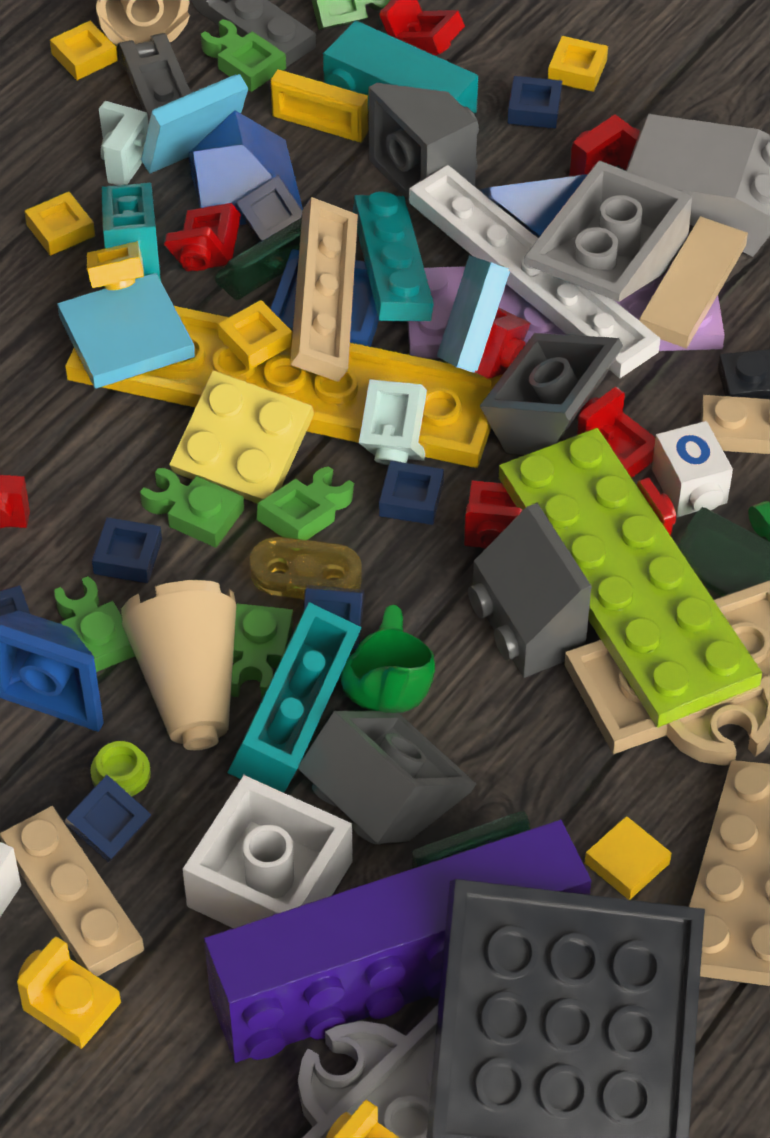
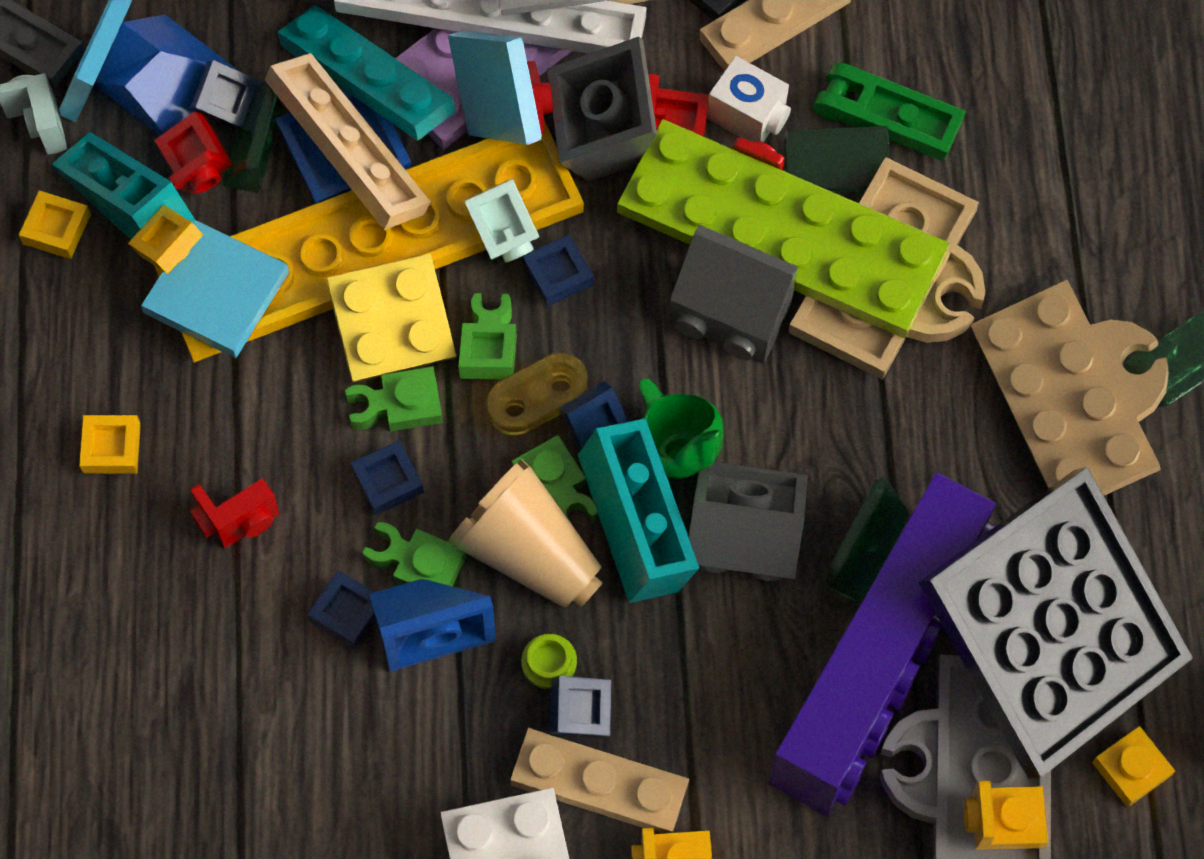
camera: 40 degrees left, 15 degrees up
(255, 334) = (328, 221): yellow plate -> none
(266, 856) = (737, 655): white brick -> none
(488, 513) = (638, 249): red bracket -> none
(627, 858) = (962, 453): yellow tile -> none

